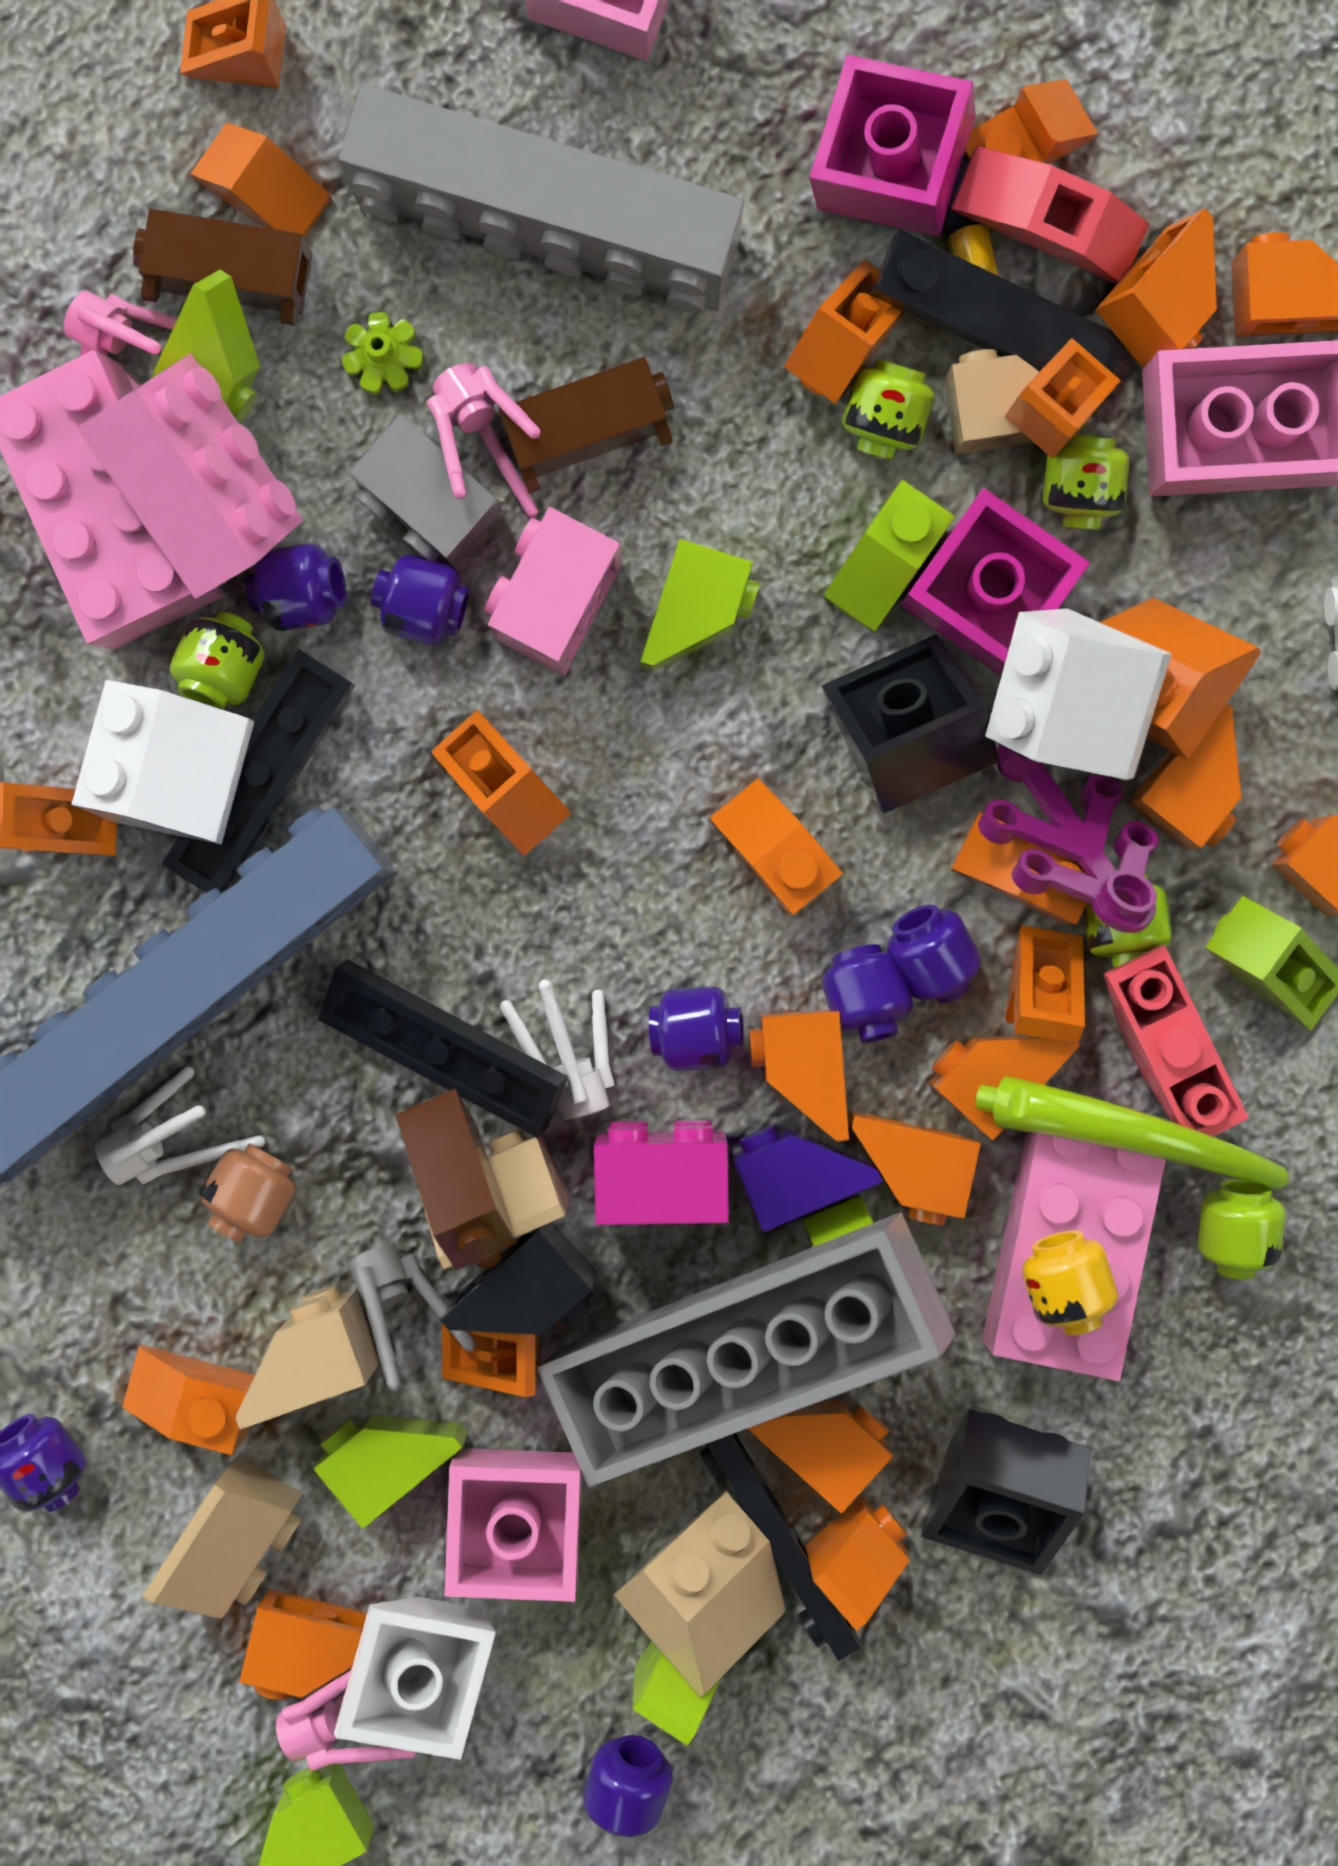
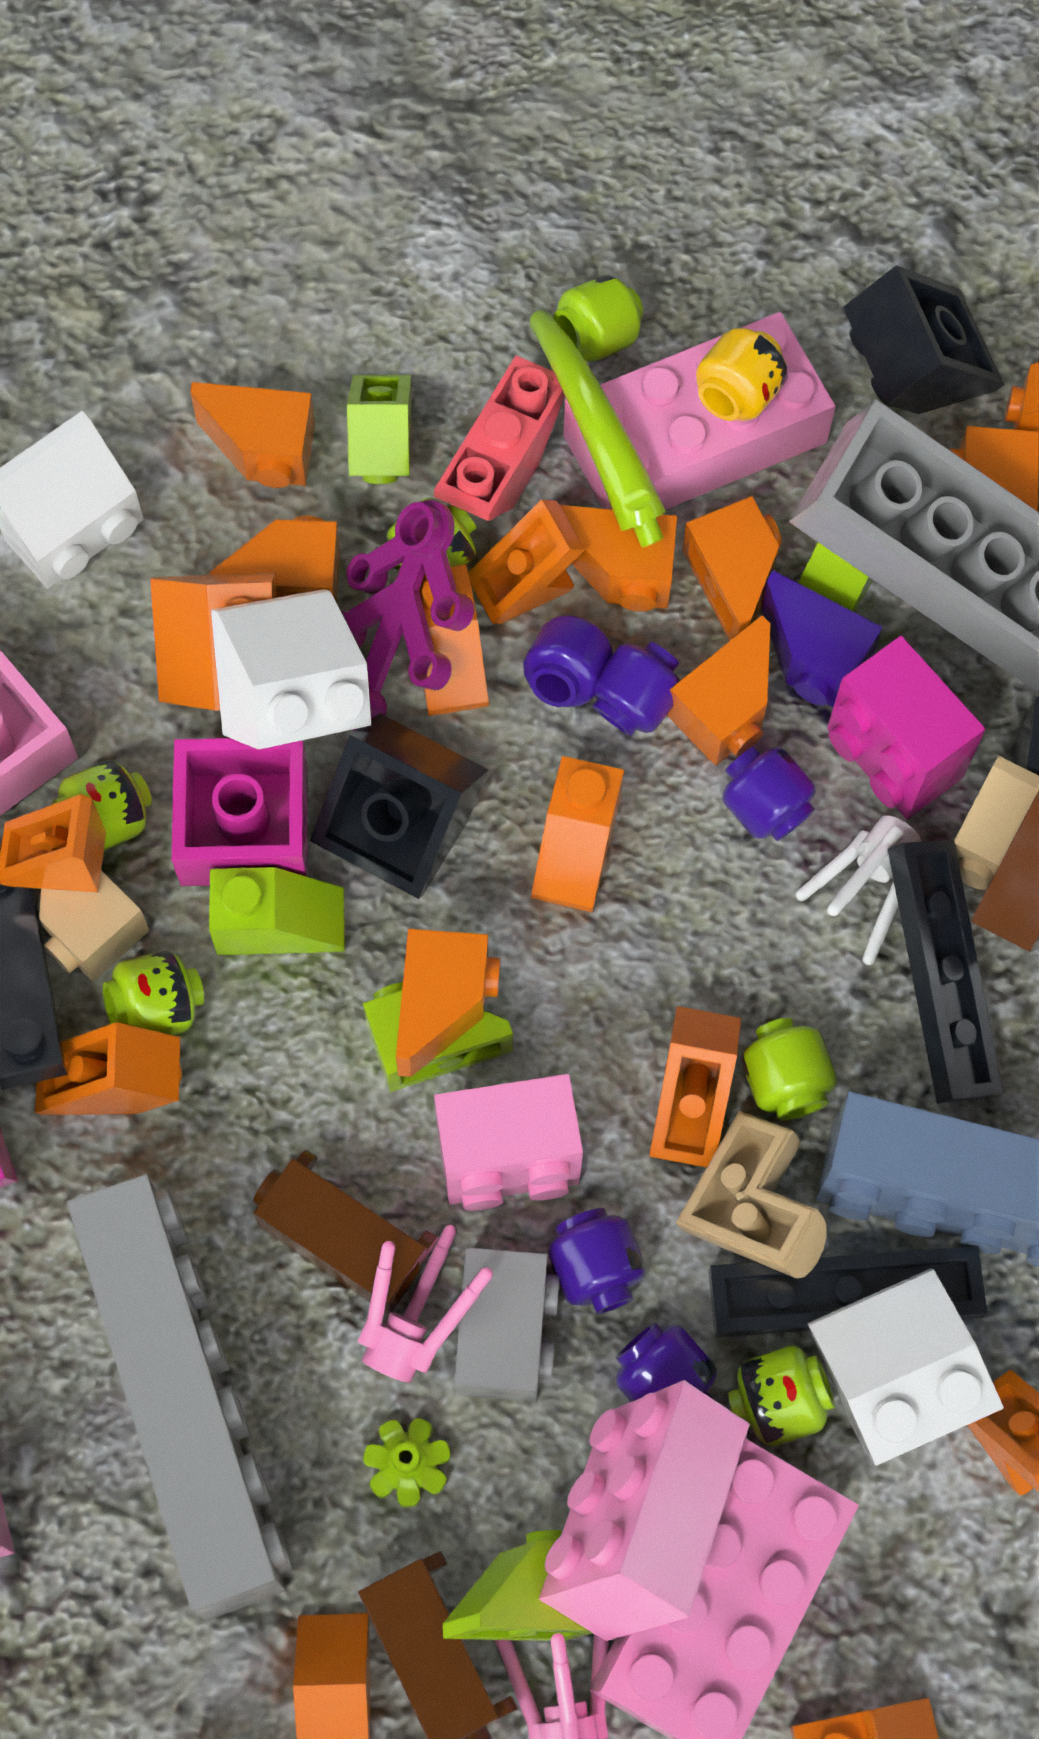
camera: 125 degrees left, 20 degrees down
(375, 734) = (738, 1204): none -> tan brick
(456, 862) = (789, 1069): none -> lime head
(707, 619) = (442, 993): none -> orange slope

